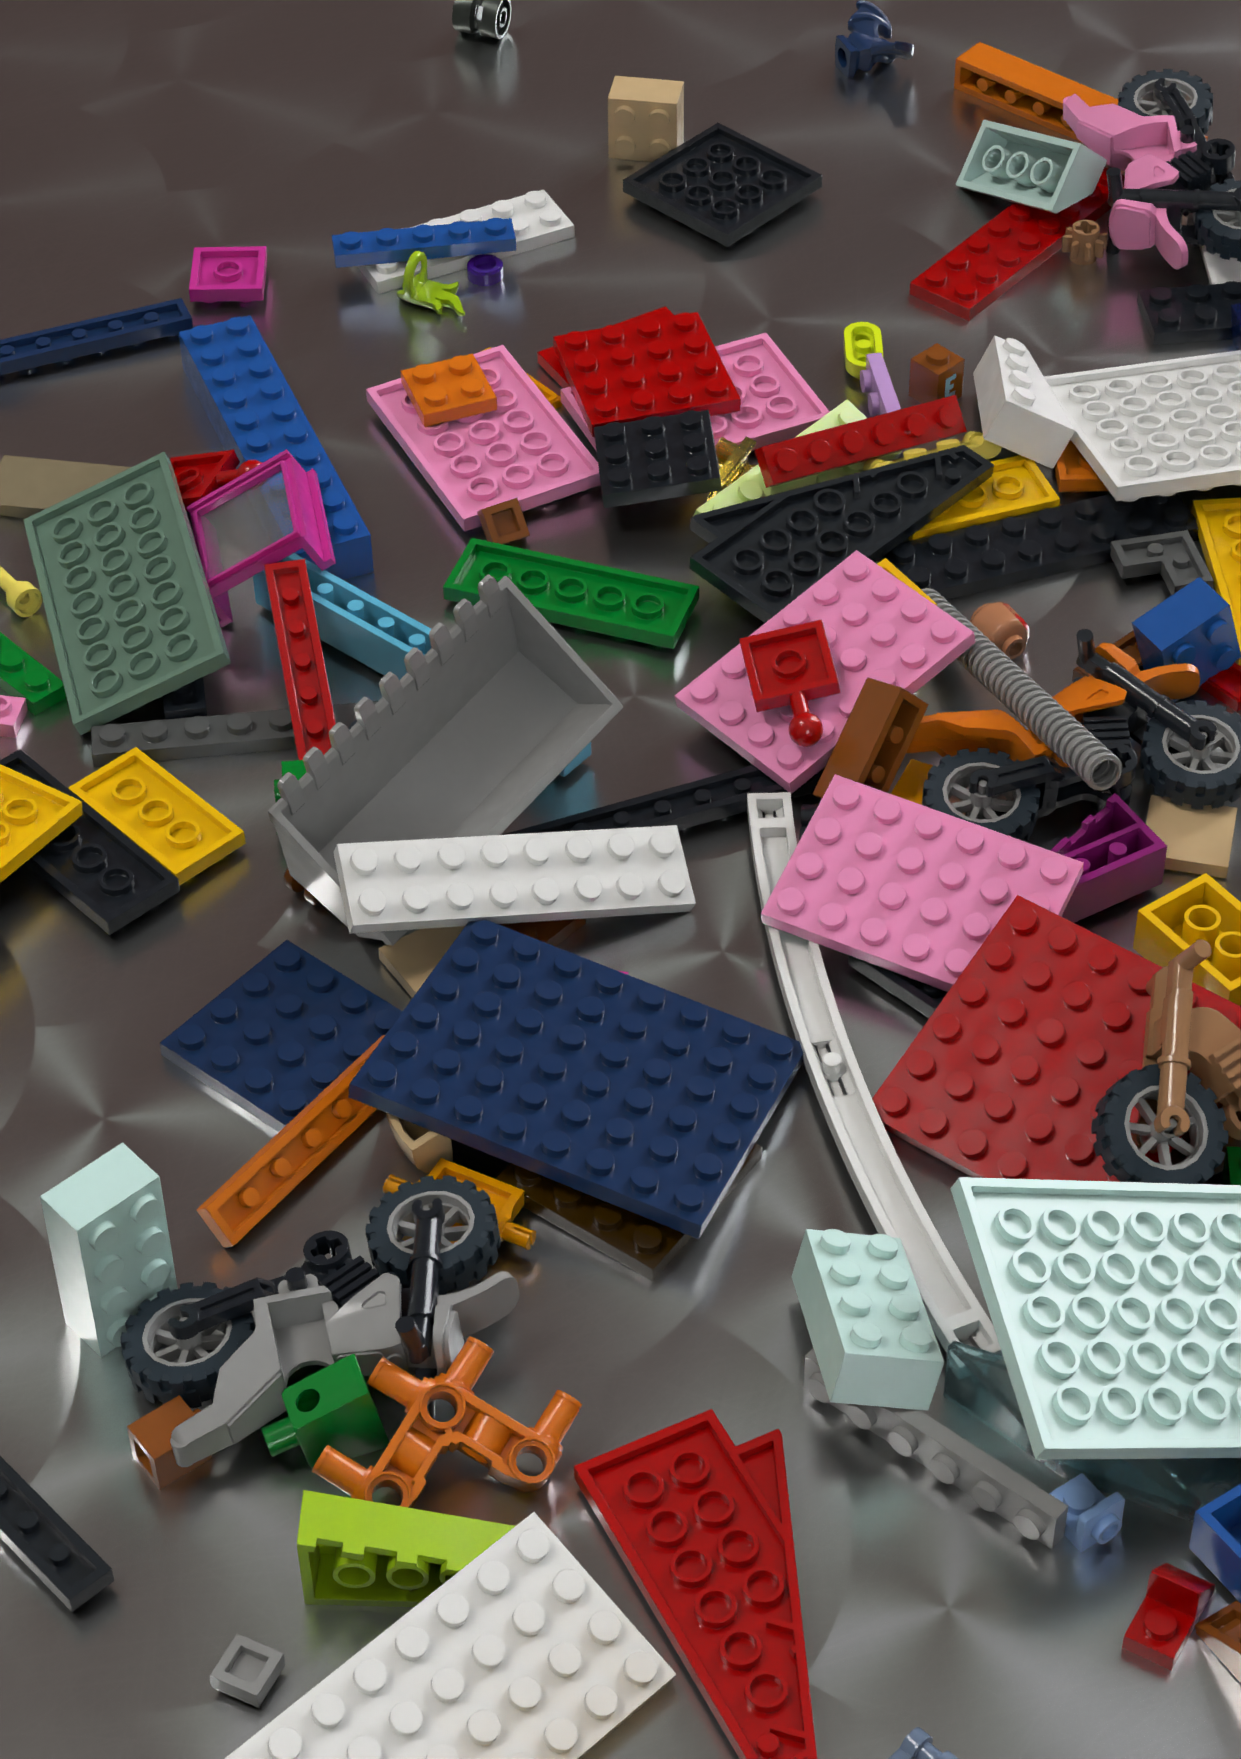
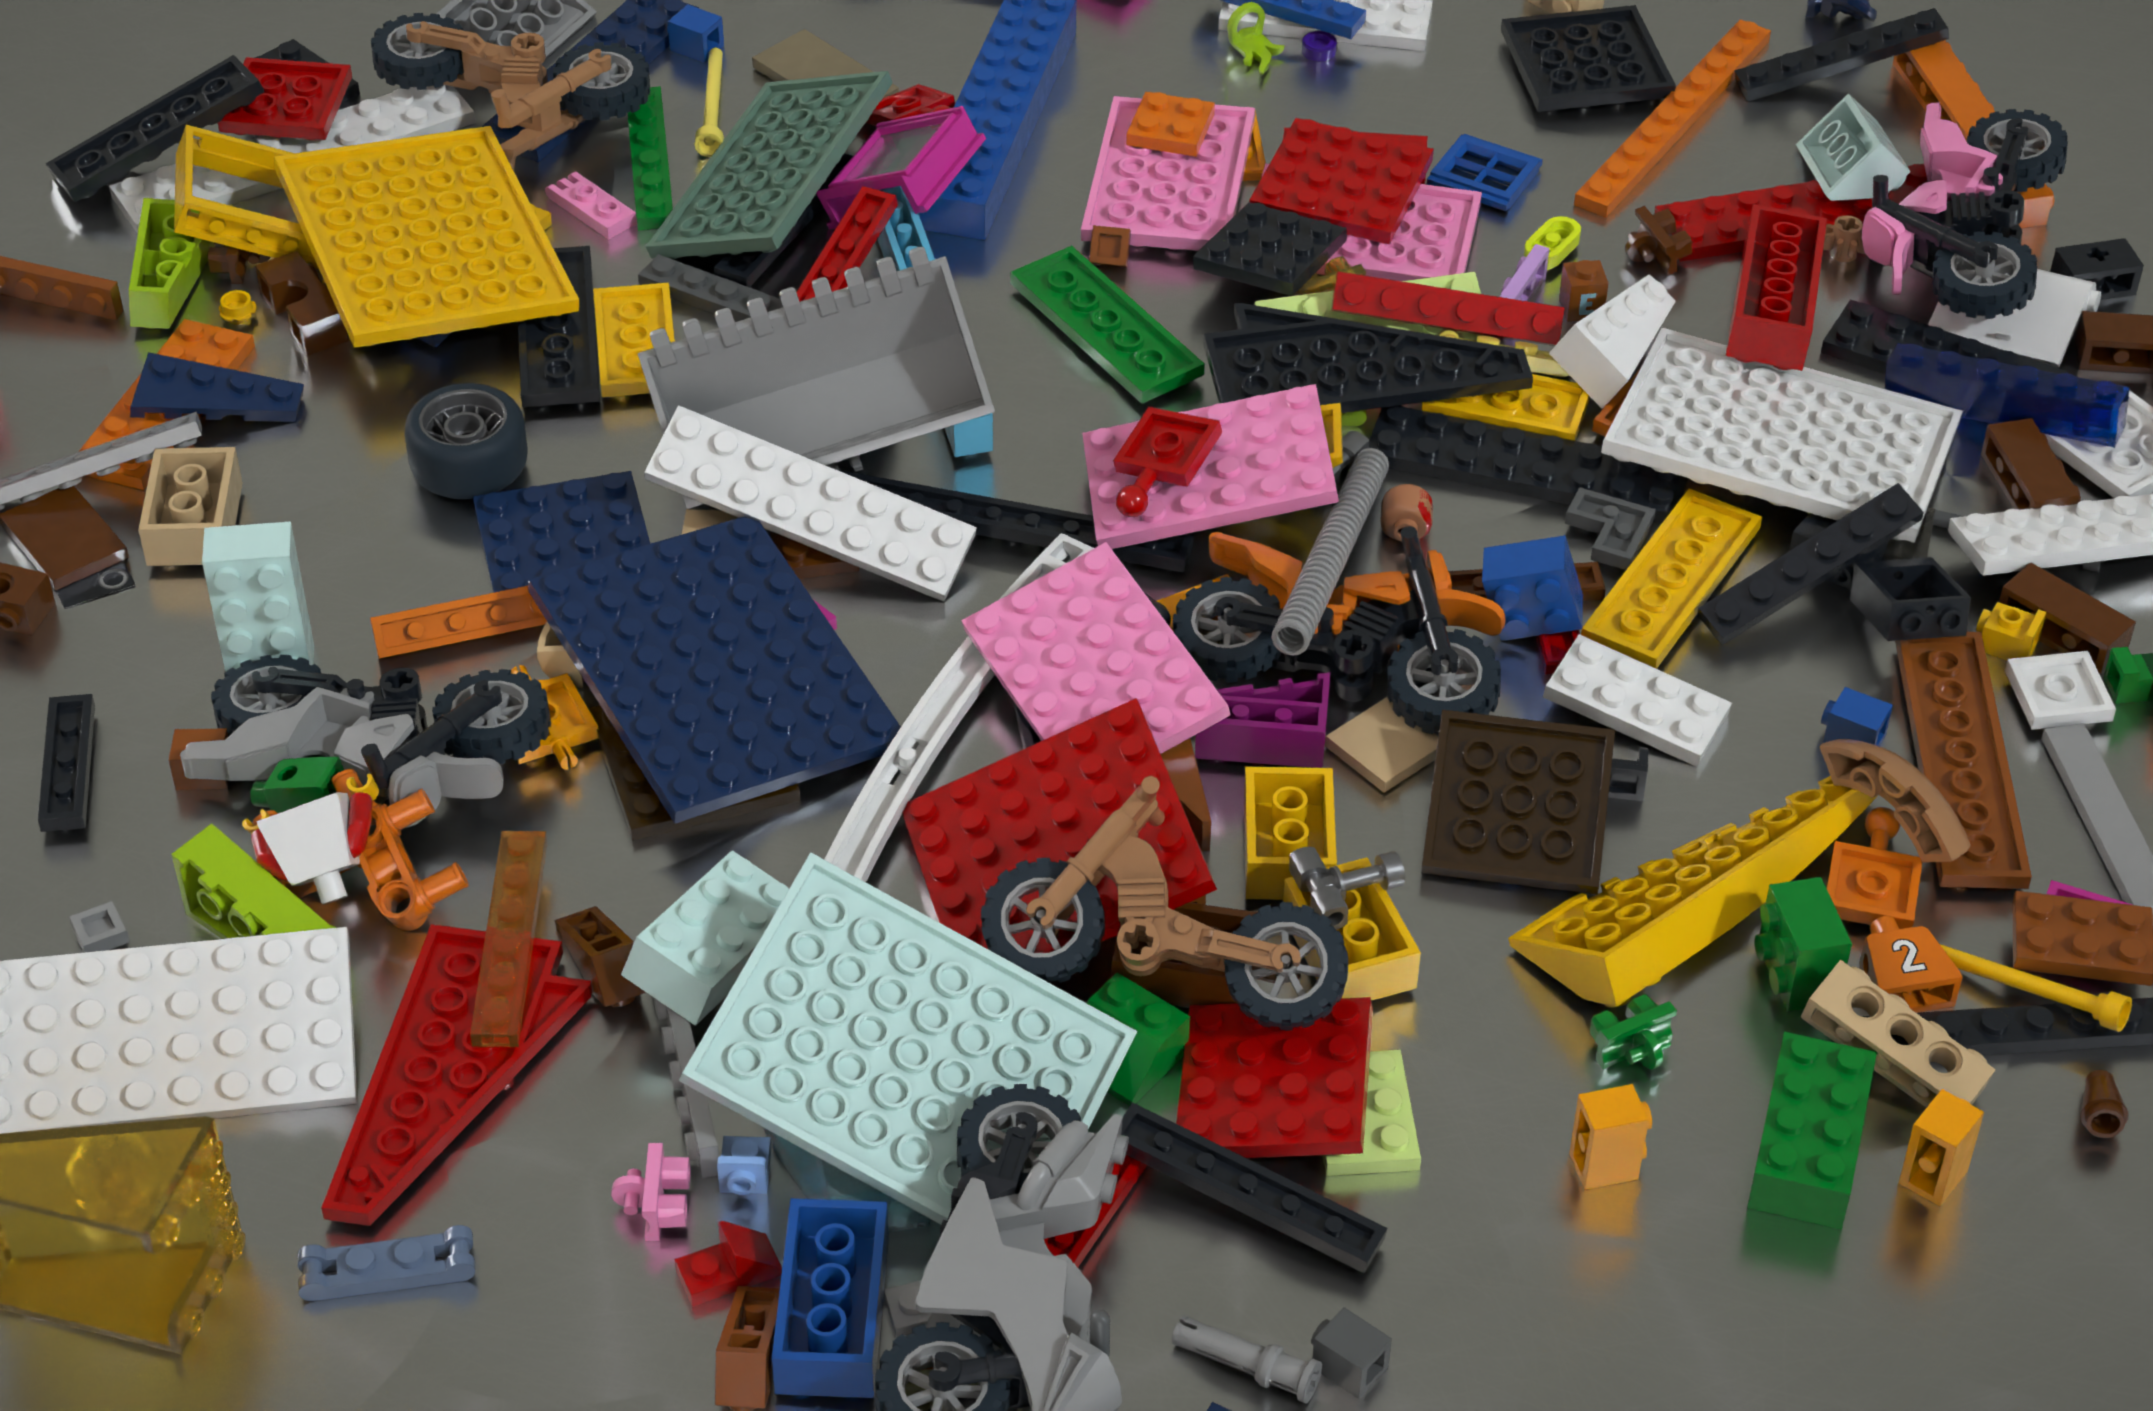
camera: 35 degrees right, 0 degrees up
(109, 991) = (466, 440): none -> black wheel
(420, 1446) = (316, 839): none -> white torso
(669, 1435) = (509, 939): none -> clear orange plate
(741, 297) = (1495, 154): none -> blue piece
(759, 1397) = (600, 954): none -> reddish brown slope
(840, 207) = (1671, 119): none -> orange plate
(874, 737) = (1178, 539): dark orange brick -> none
(926, 94) = (1841, 54): none -> black plate
(944, 311) = (1654, 242): none -> reddish brown hips
(1039, 1590) = (658, 1208): none -> bright pink hips
(1095, 302) = (1777, 288): none -> red brick

